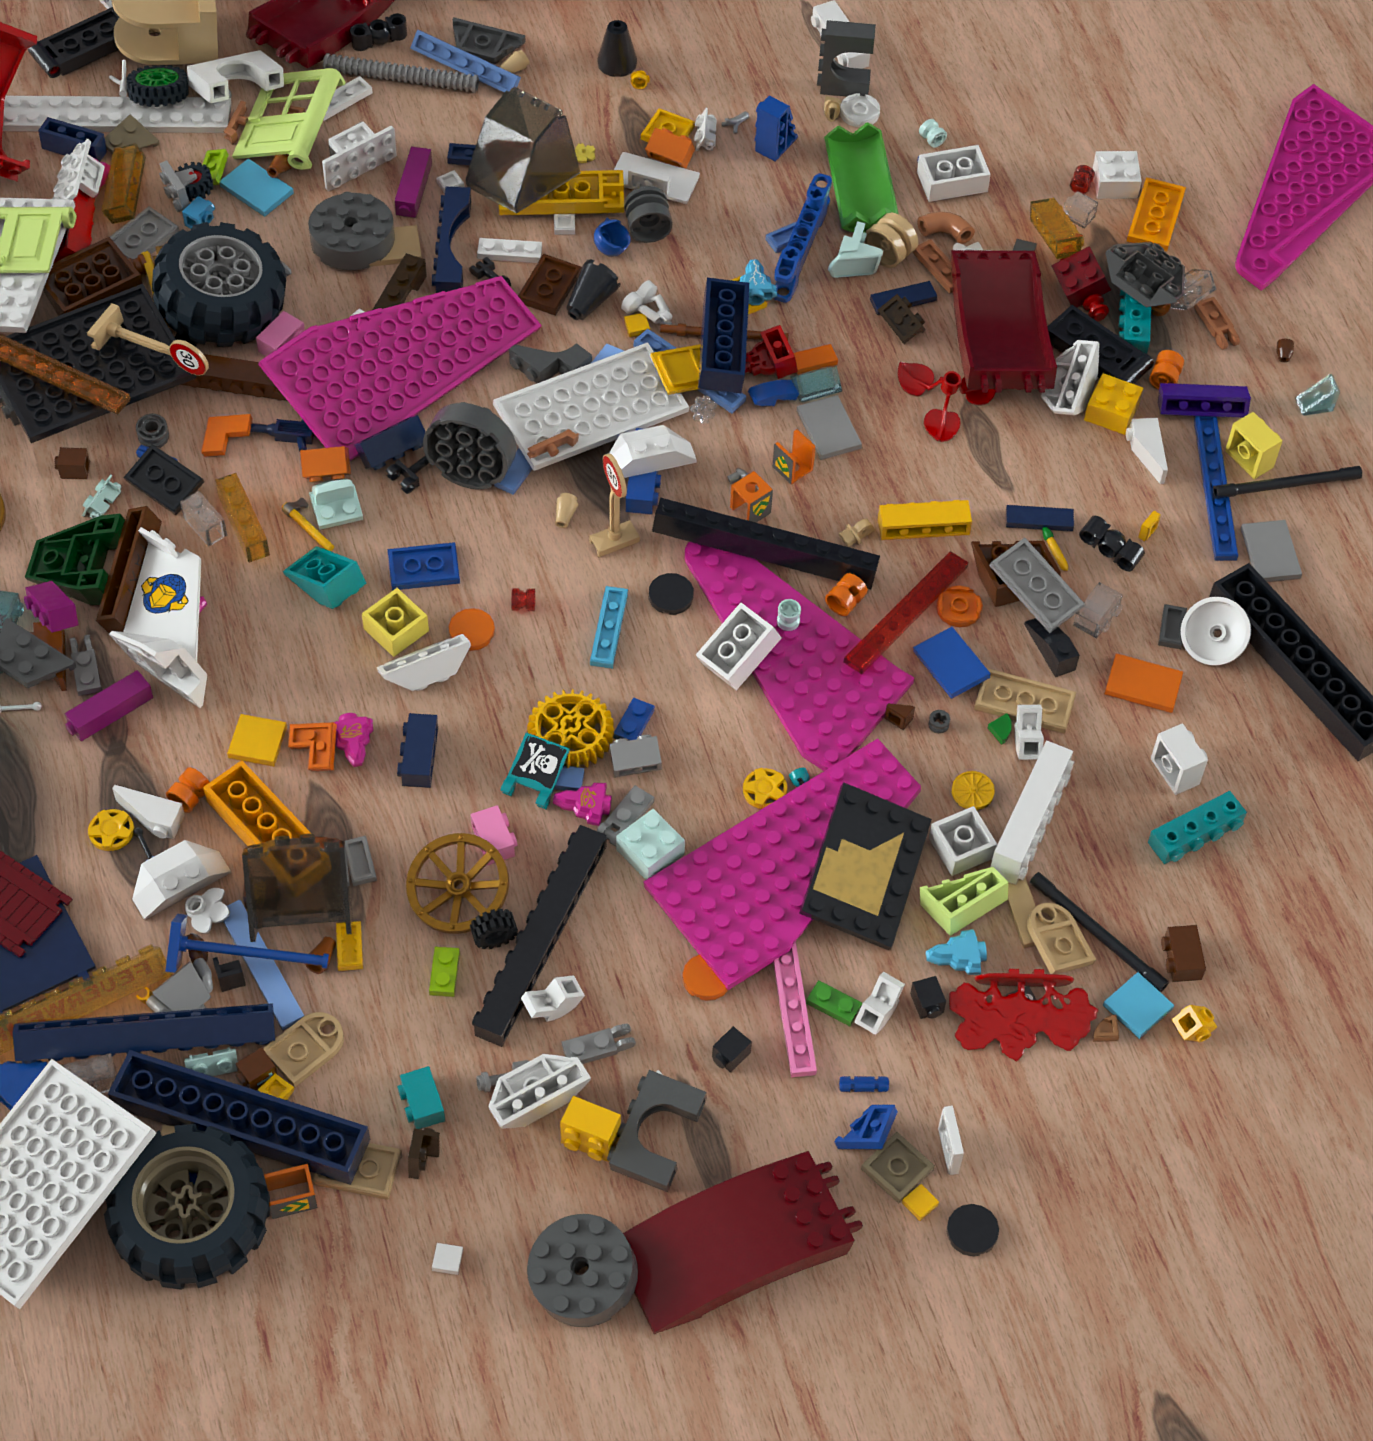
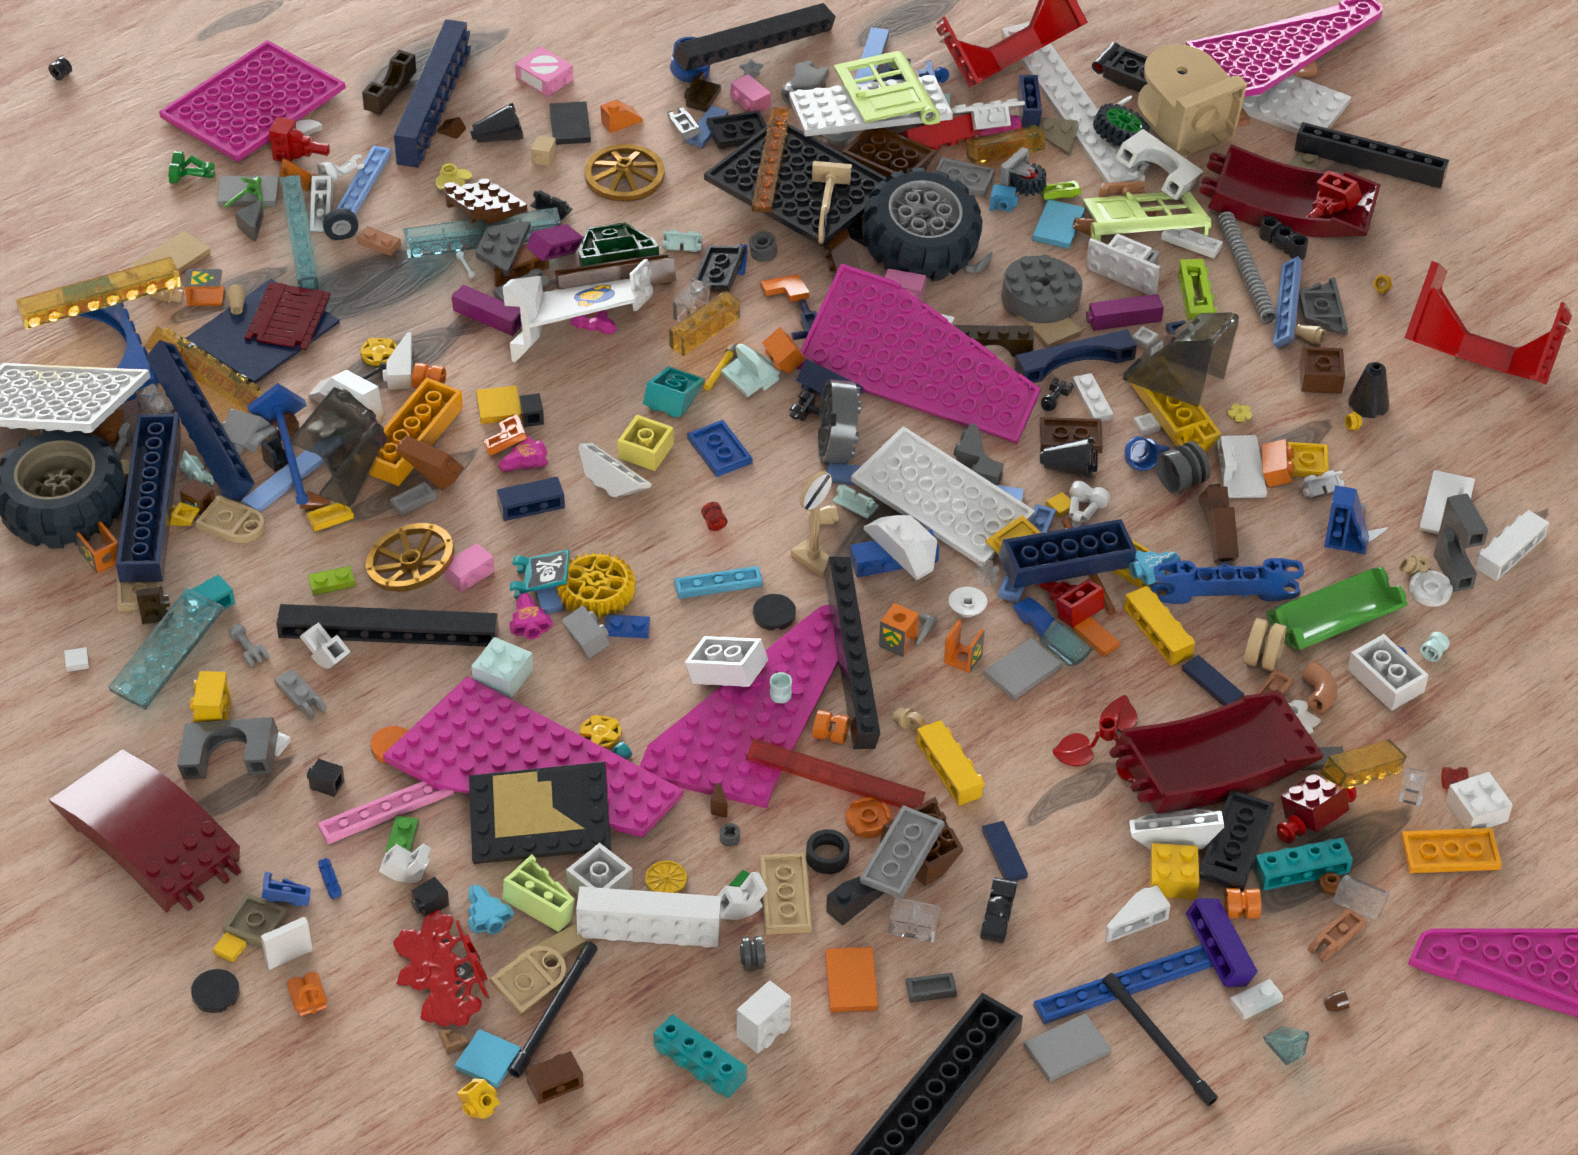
camera: 70 degrees right, 10 degrees down
(72, 463) = (706, 214): reddish brown brick -> none
(287, 708) = (531, 410): none -> black brick
(336, 819) = (431, 462): none -> dark orange slope
(416, 121) = (1189, 273): none -> lime brick
(474, 625) = (670, 496): orange tile -> none
(487, 1156) = (165, 648): none -> clear light blue plate
(493, 928) = (375, 590): black tyre -> none
(536, 1089) = (232, 653): white wedge -> none
(550, 445) = (876, 476): nougat piece -> none
(558, 479) = (855, 502): none -> light aqua hinge
(566, 1249) = (84, 734): dark grey brick -> none
(571, 72) = (1322, 369): none -> reddish brown container
(626, 813) = (542, 650): light grey plate -> none
(729, 212) = (1221, 522): none -> reddish brown arch
(733, 429) = (967, 601): none -> white piece
(771, 55) = (1441, 487): none -> white bracket
(825, 308) = (1159, 625): none -> yellow brick
(855, 256) = (1229, 622): light aqua piece -> none
(901, 319) = (1181, 683): dark brown bracket -> none
(951, 662) = (796, 823): blue tile -> none
(999, 636) = (827, 837): none -> black tyre
(1010, 1143) = (307, 993): none -> orange piece
(1056, 551) = (973, 873): yellow piece -> none
(1095, 745) = (752, 953): none -> dark grey wheel
(1146, 273) = (1345, 843): dark grey wedge -> none
(1149, 526) = (1038, 936): yellow tile -> none
(1202, 622) = (931, 1013): white dish -> none
(1253, 445) = (1182, 993): light yellow brick -> none
(1263, 402) = (1256, 999): none -> white plate

